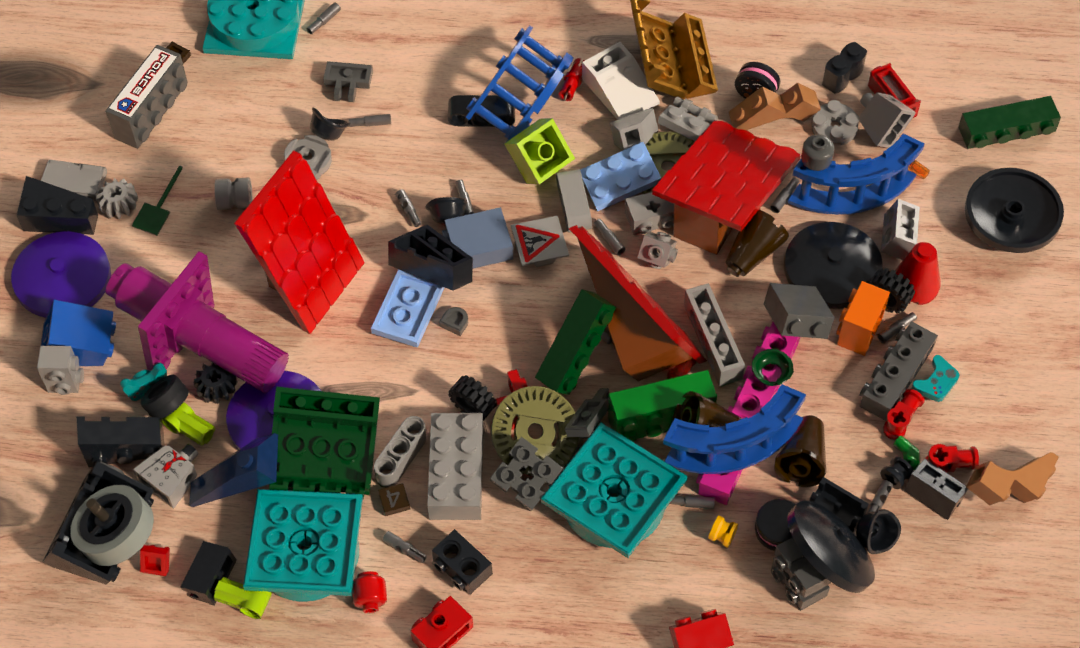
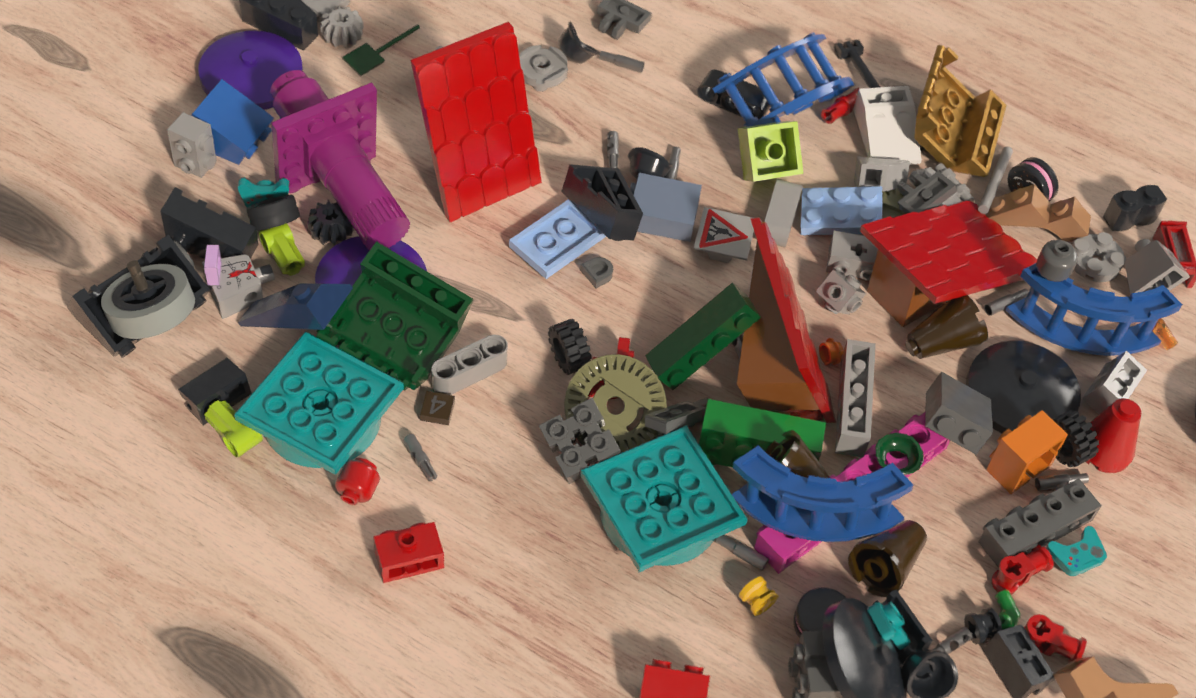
camera: 20 degrees right, 5 degrees down
(147, 468) = (213, 265): none -> lavender tile
(154, 560) = (172, 355): red tile -> none
(455, 466) = (515, 403): light grey brick -> none
(467, 558) = (472, 496): black brick -> none
(554, 24) = (854, 52): none -> black hinge
(610, 237) = (799, 263): flat silver pin -> none
(673, 303) = (831, 351): none -> orange plate
(682, 134) = (927, 194): none -> dark grey hinge
(726, 92) = (995, 180): none -> light grey bar
(833, 507) = (889, 623): none -> teal piece

